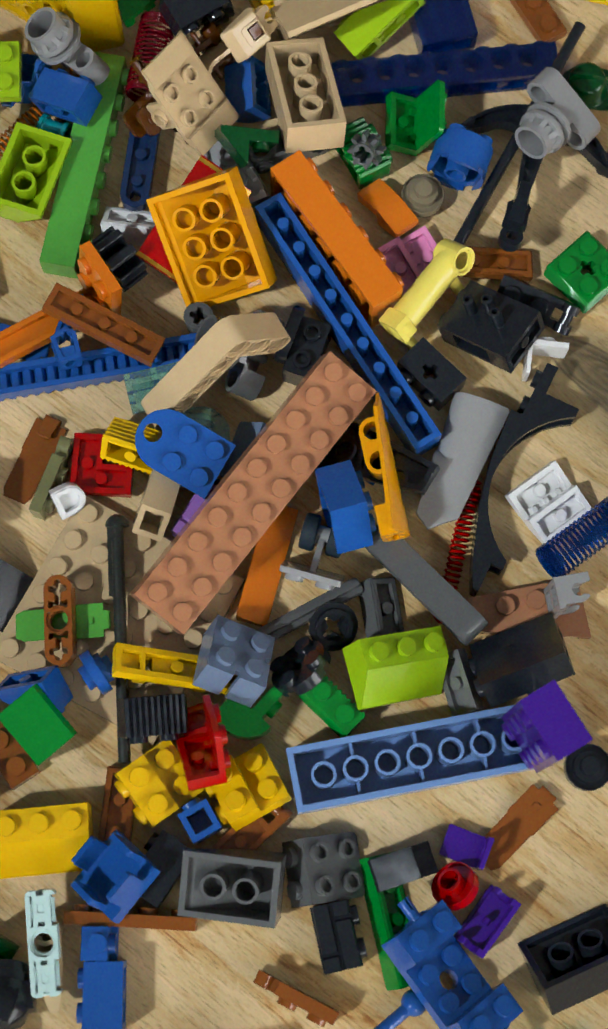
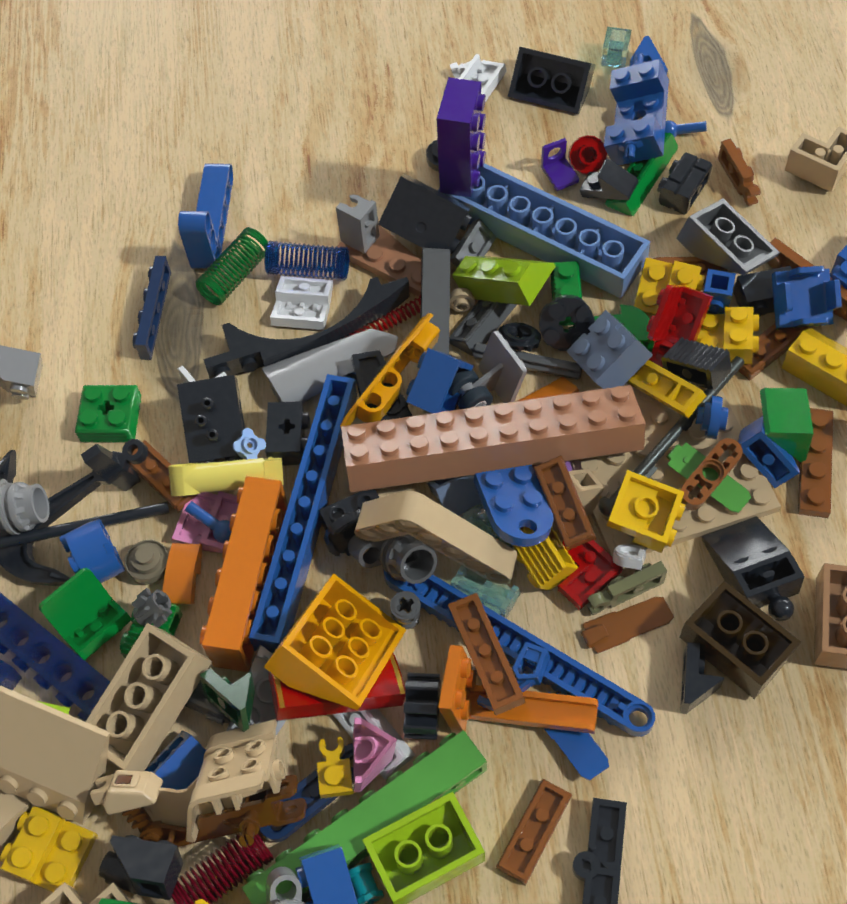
camera: 130 degrees left, 15 degrees down
(80, 537) = (647, 511): none -> yellow plate
(119, 196) = (371, 752): none -> bright pink slope
(137, 170) = (334, 773): none -> yellow plate
(146, 483) = (564, 502): none -> dark orange tile
(323, 869) = (662, 217): dark grey bracket -> none
(394, 257) = (220, 529): none -> blue bar
(416, 619) = (461, 300): none -> tan plate
(445, 326) = (241, 448): none -> light blue plate
(486, 921) = (584, 122): dark purple hinge -> none
(520, 823) = (514, 161): dark orange piece -> none
(542, 301) = (164, 419): black plate -> none

